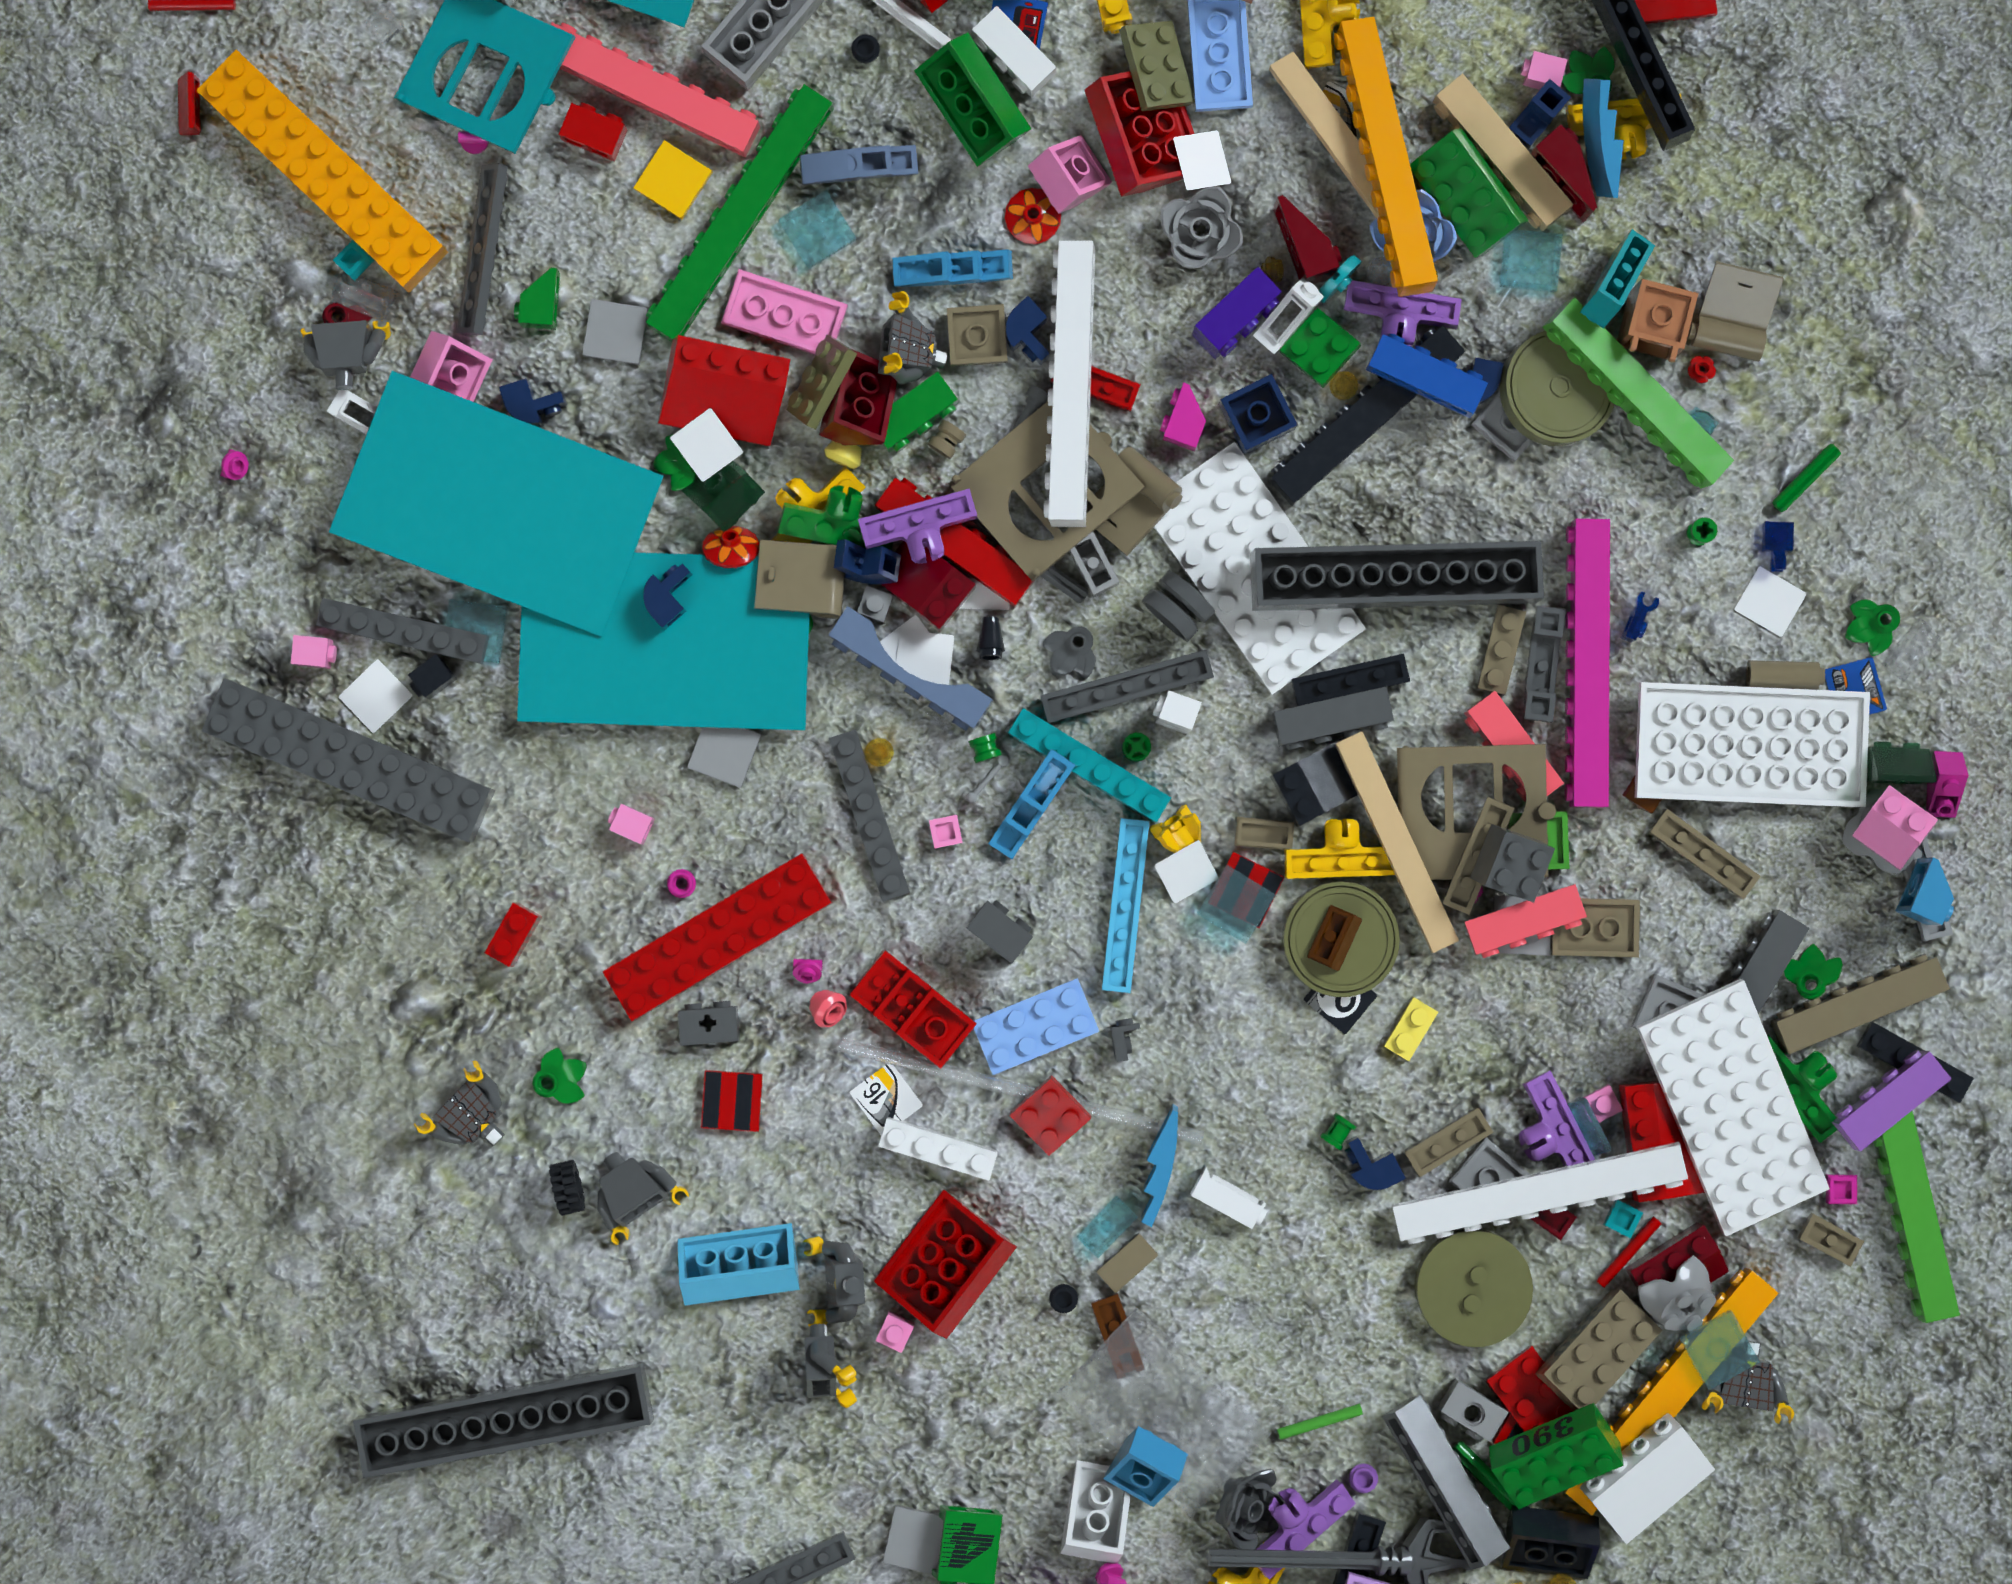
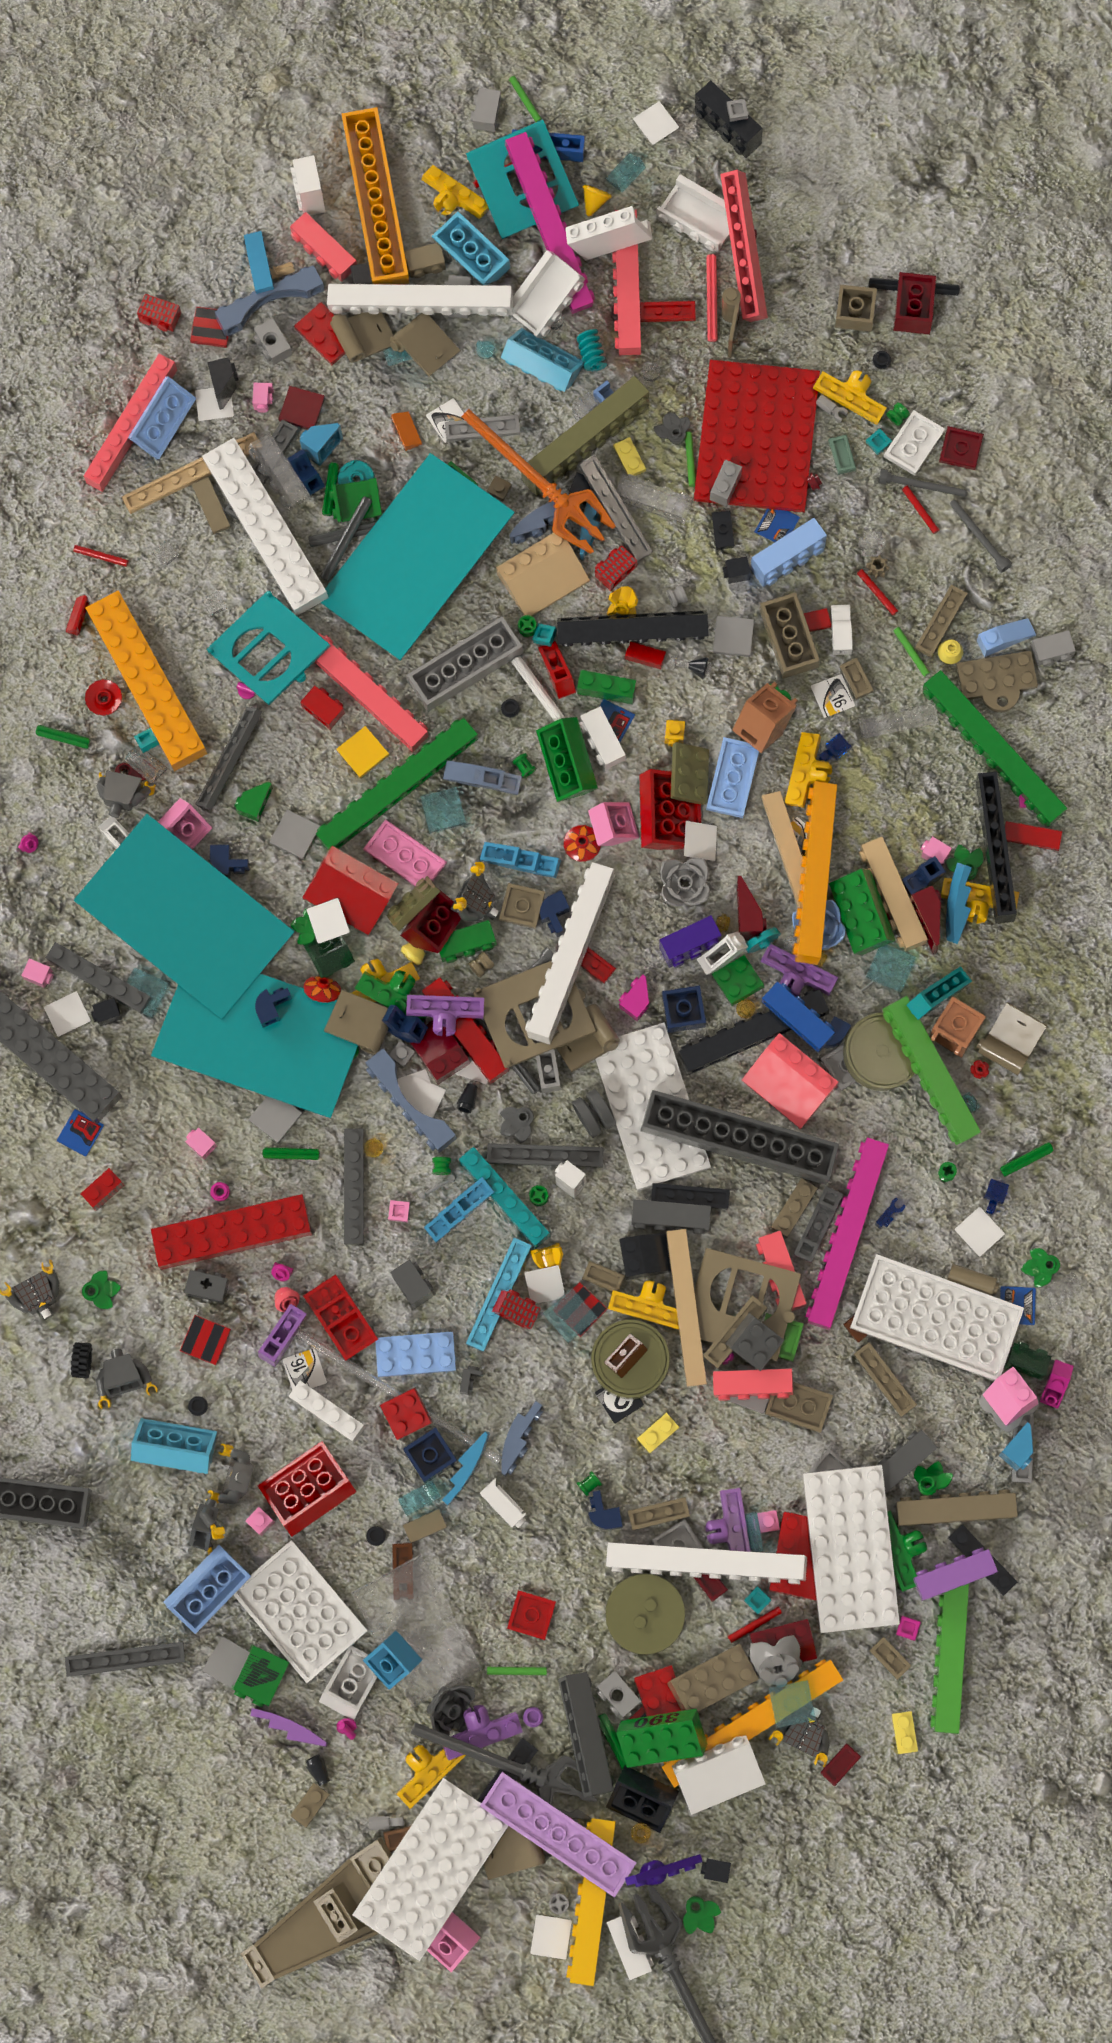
camera: 25 degrees right, 10 degrees down
(229, 292) = (62, 736): none -> green axle
(259, 206) = (101, 689): none -> red dish
(452, 862) = (79, 1133): none -> sticker
(753, 1196) = (198, 1406): none -> black plate
(764, 797) = (290, 1153): none -> green axle
(839, 1061) = (281, 1335): none -> medium lavender slope
(853, 1452) = (207, 1589): none -> light blue brick
(910, 119) = (529, 768): none -> green bush
(991, 1438) = (299, 1611): none -> white plate
(1104, 1164) = (430, 1455): none -> dark blue brick
(1158, 920) = (516, 1309): none -> red brick
(1215, 1110) = (514, 1444): none -> sand blue slope
(1316, 1339) = (531, 1615): none -> red plate
(1440, 470) = (790, 1081): none -> coral slope
(1807, 1406) = (840, 1764): none -> dark red tile
(1880, 1334) = (904, 1732): none -> light yellow plate

